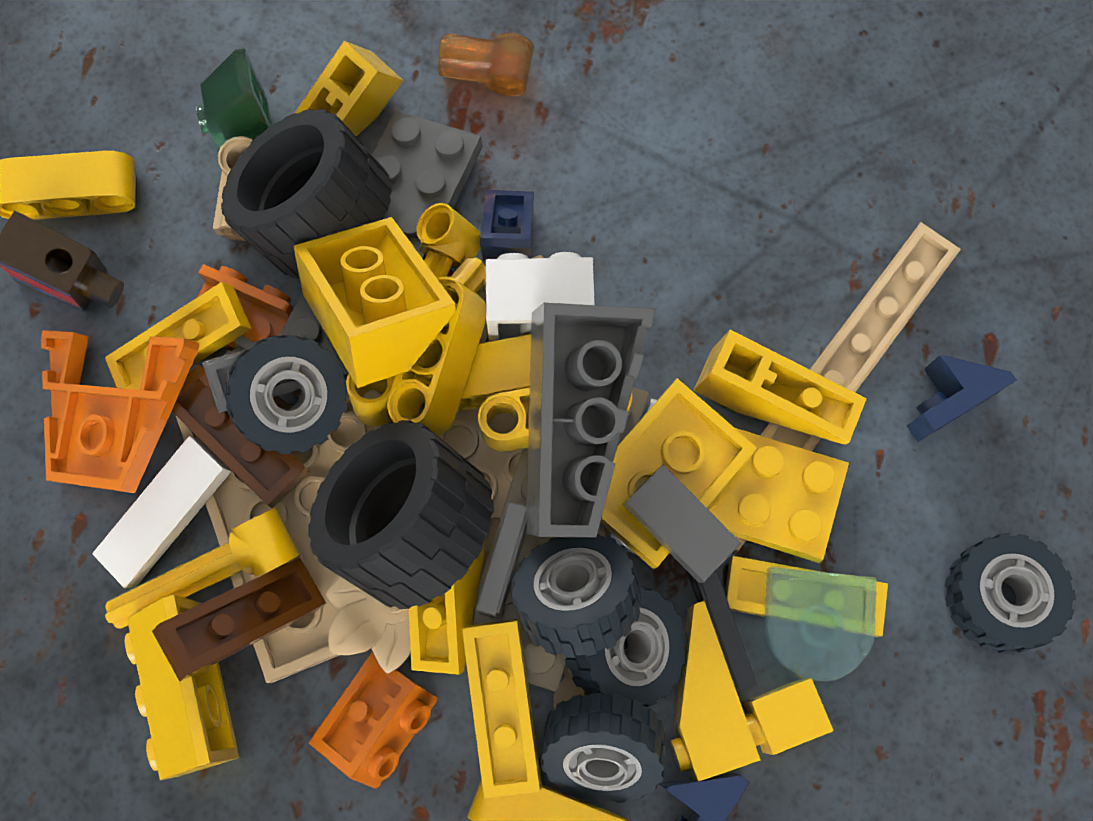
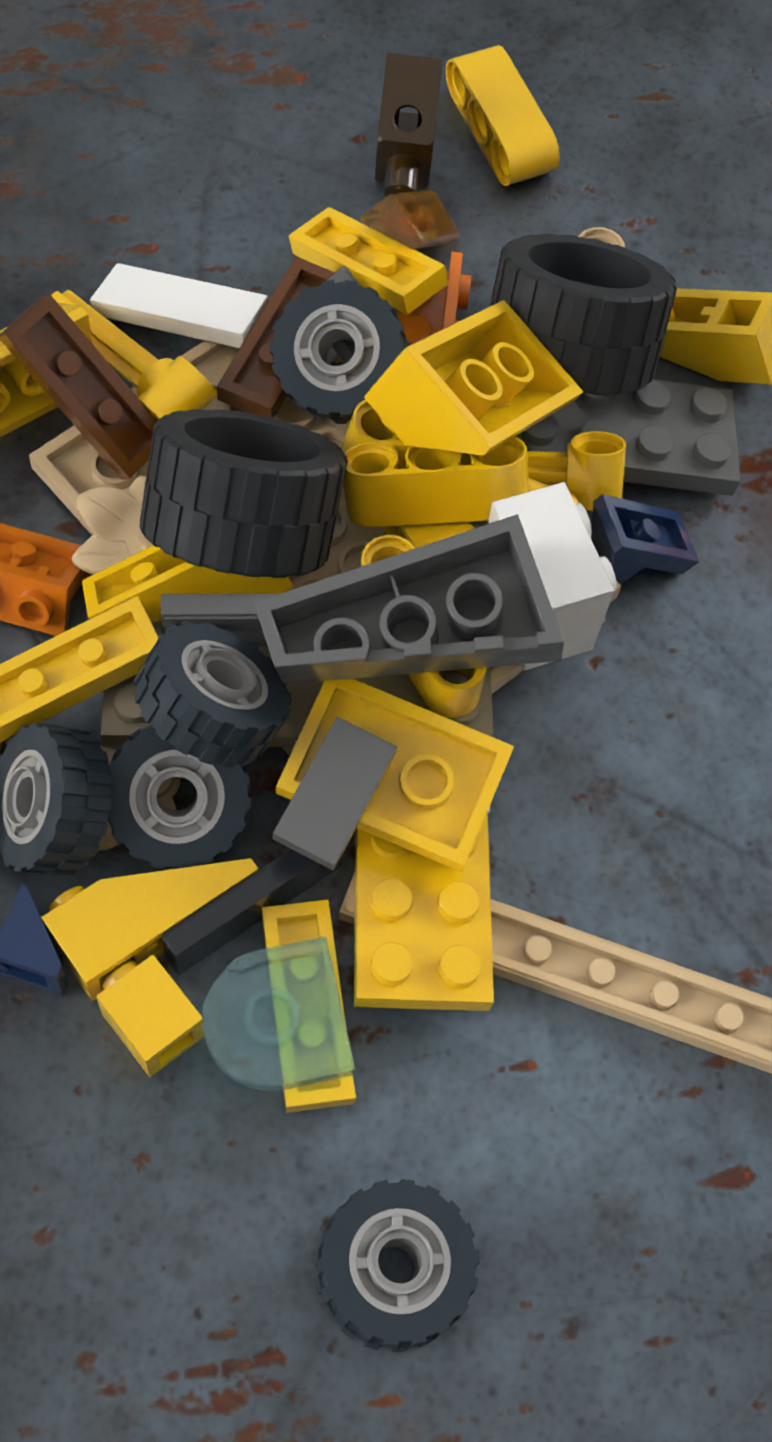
camera: 65 degrees right, 10 degrees down
(106, 432) = (257, 224): orange wing -> none
(153, 294) = (413, 219): none -> clear orange slope
(233, 101) = (667, 226): clear green slope -> none
(778, 390) = (555, 891): yellow slope -> none
(961, 388) = (652, 1148): dark blue slope -> none

